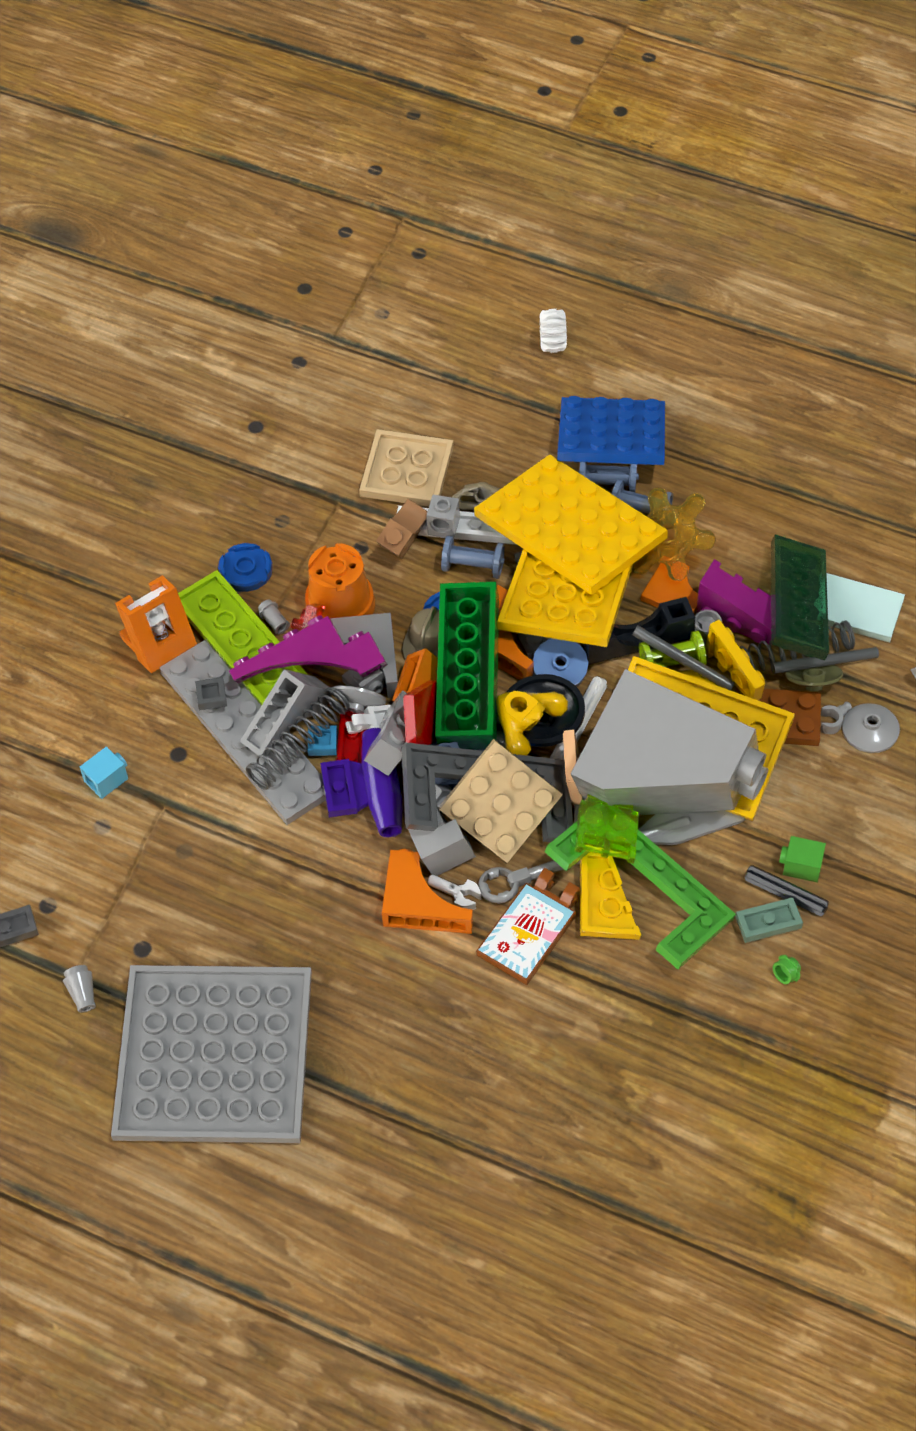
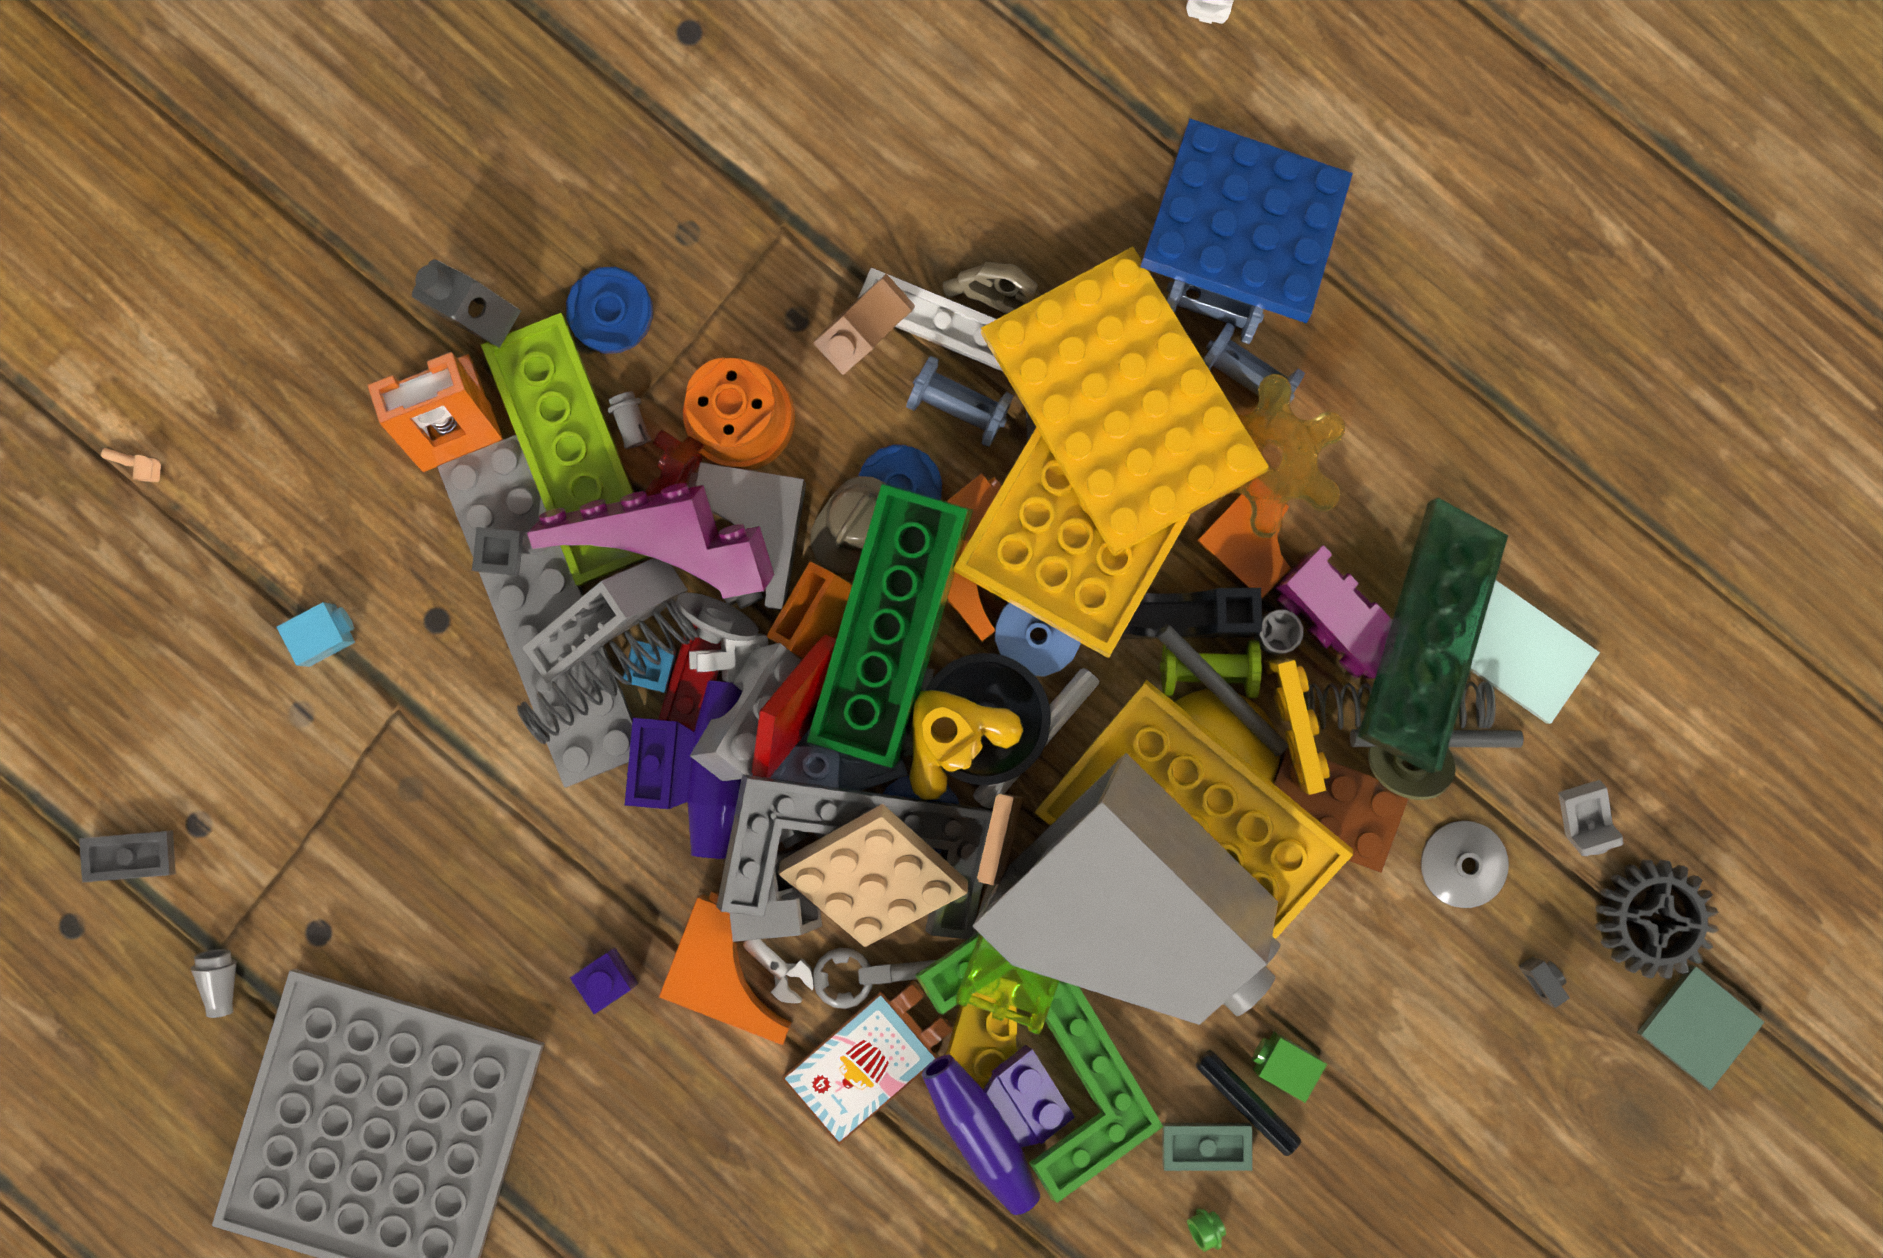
camera: 15 degrees right, 30 degrees up
(151, 563) = (449, 295): none -> dark grey torso
(342, 918) = (604, 981): none -> dark purple brick
(406, 467) = (904, 192): tan plate -> none
(443, 516) = (930, 323): light grey brick -> none
(627, 932) = (993, 1124): none -> dark purple plate
(837, 713) = (1425, 830): light grey piece -> none

